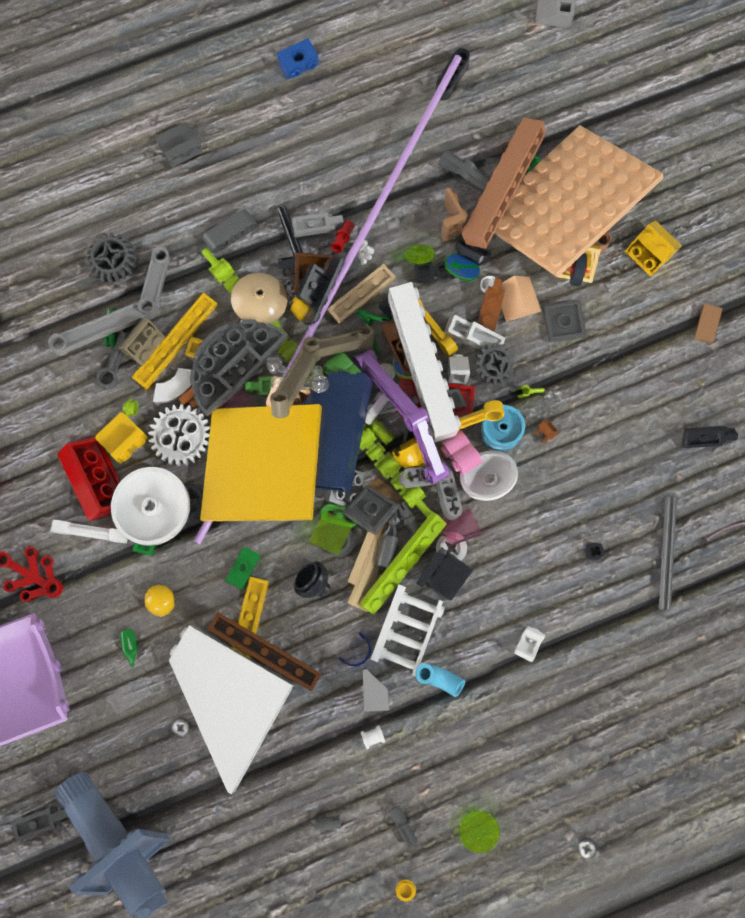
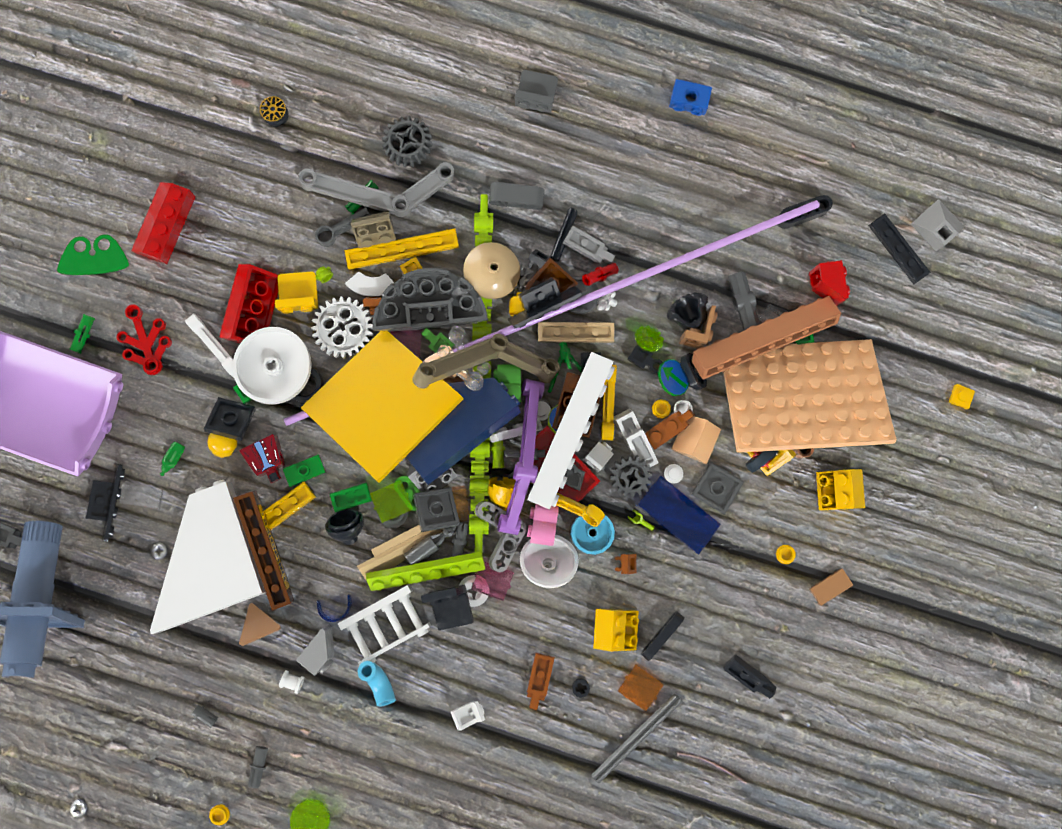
camera: 35 degrees right, 5 degrees up
(103, 725) = (102, 501): none -> black bracket
(150, 576) = (229, 419): none -> black tile
(204, 583) = (265, 457): none -> dark red torso
(297, 557) = (350, 497): none -> green plate
(308, 716) = (257, 625): none -> medium nougat piece
(431, 209) = (689, 311): none -> black hair
(473, 298) = (661, 408): none -> yellow plate
(515, 104) = (829, 280): none -> red slope
(523, 337) = (673, 473): none -> white plate
(542, 47) = (899, 249): none -> black tile
(553, 364) = (679, 515): none -> clear blue slope
(558, 571) = (539, 678): none -> dark orange hinge
(582, 485) = (616, 630): none -> yellow slope
(620, 461) = (662, 636): none -> black beam
(637, 514) = (640, 687): none -> clear orange piece
(655, 327) = (785, 554): none -> yellow plate
(678, 113) = (961, 396): none -> yellow plate

